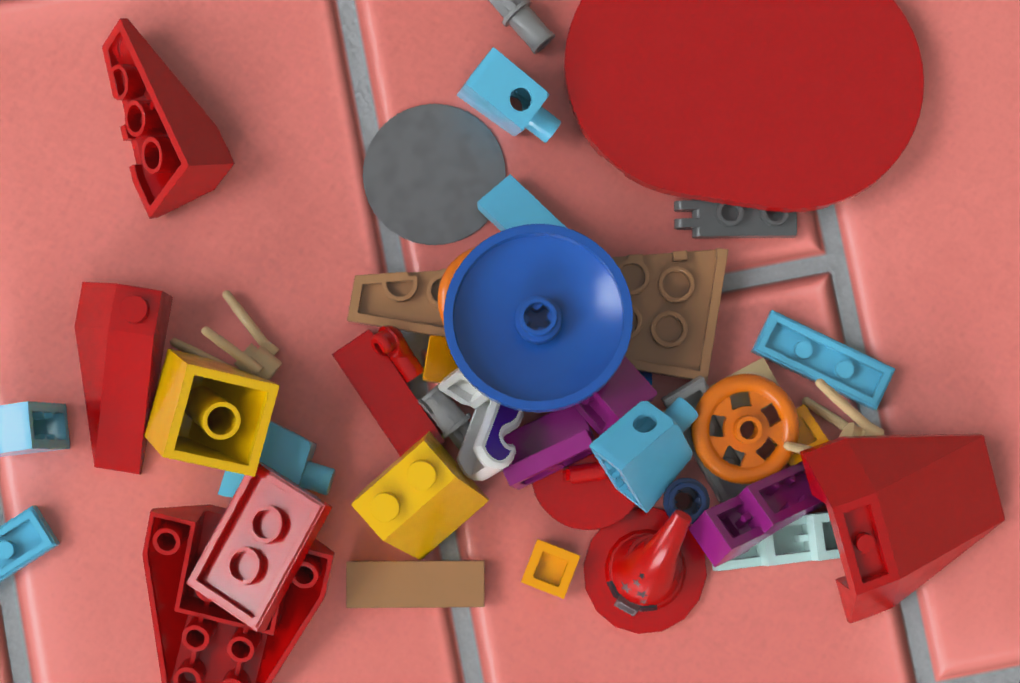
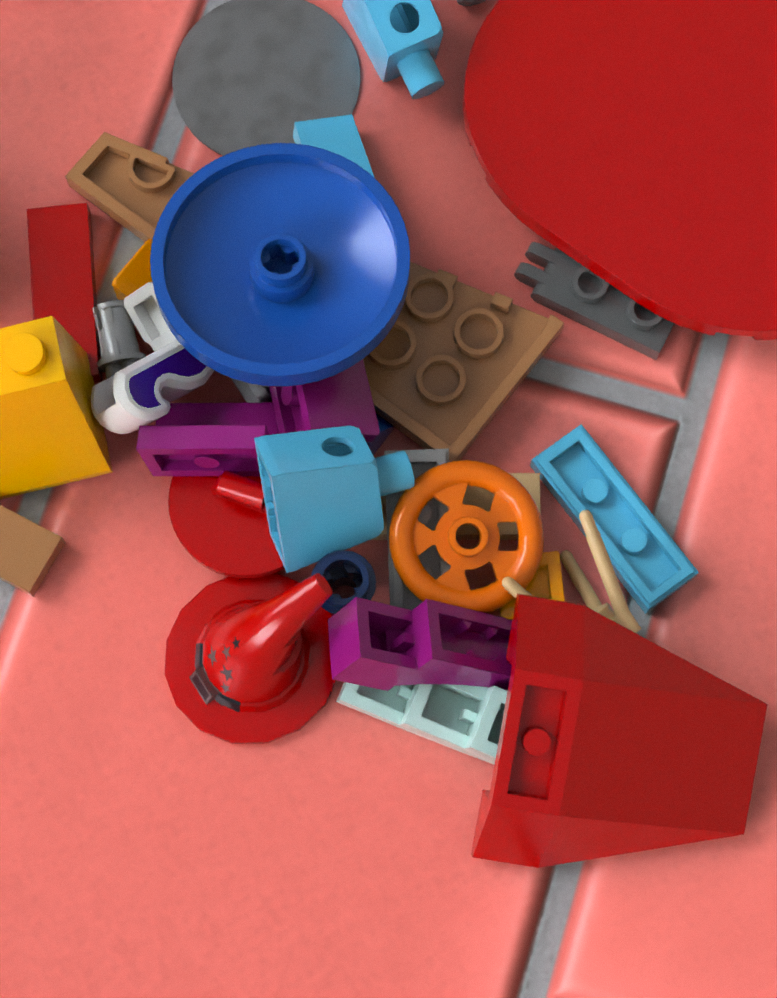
camera: 30 degrees right, 10 degrees down
(392, 343) = (102, 224): red arm -> none
(550, 568) = (136, 588): light orange plate -> none

